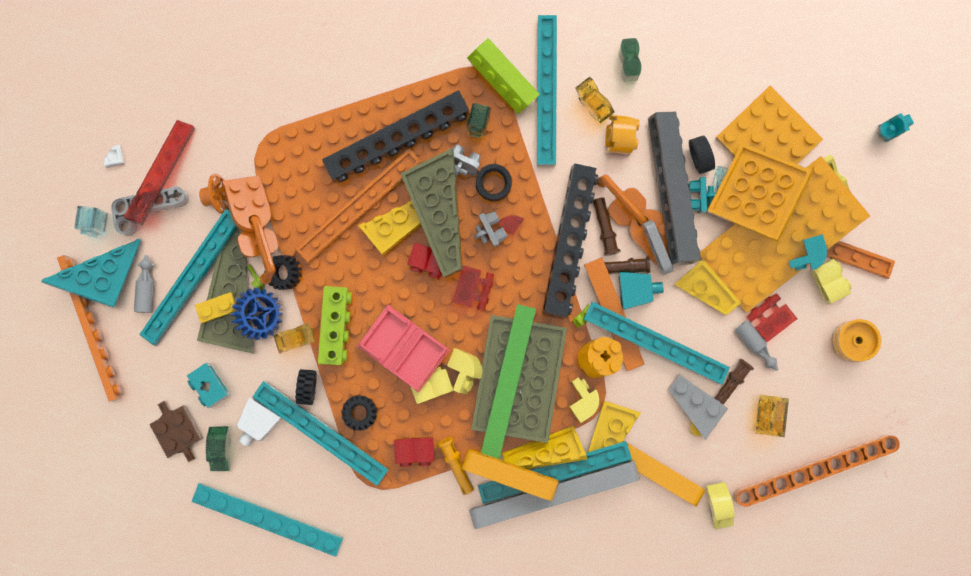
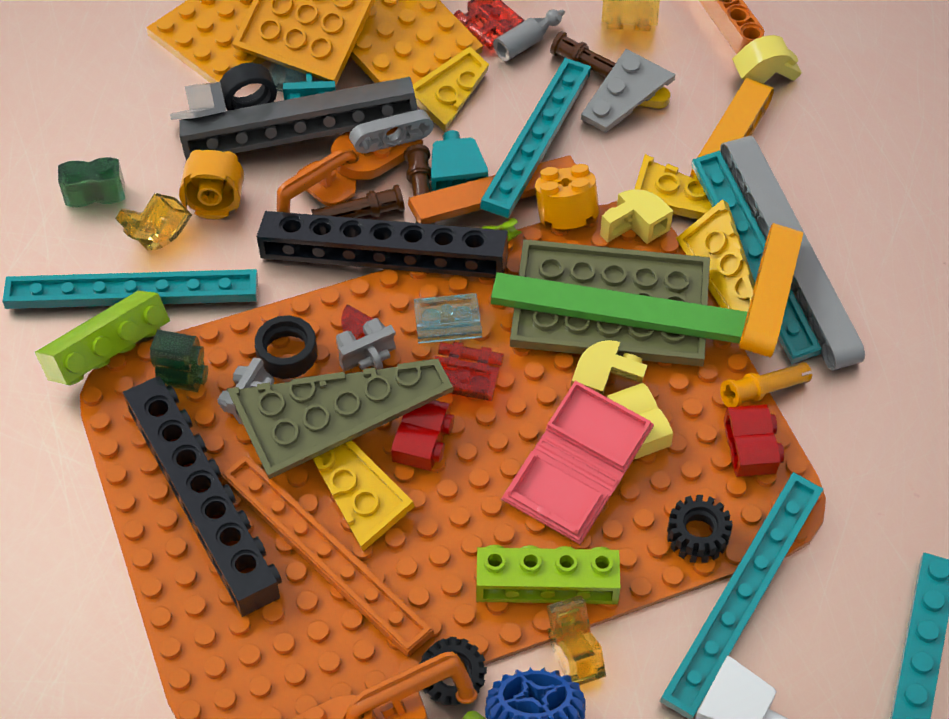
camera: 95 degrees left, 30 degrees down
(305, 387) = (664, 616): black tyre -> none
(511, 278) = (447, 318): none -> clear light blue plate
(686, 124) = (202, 100): none -> light grey panel

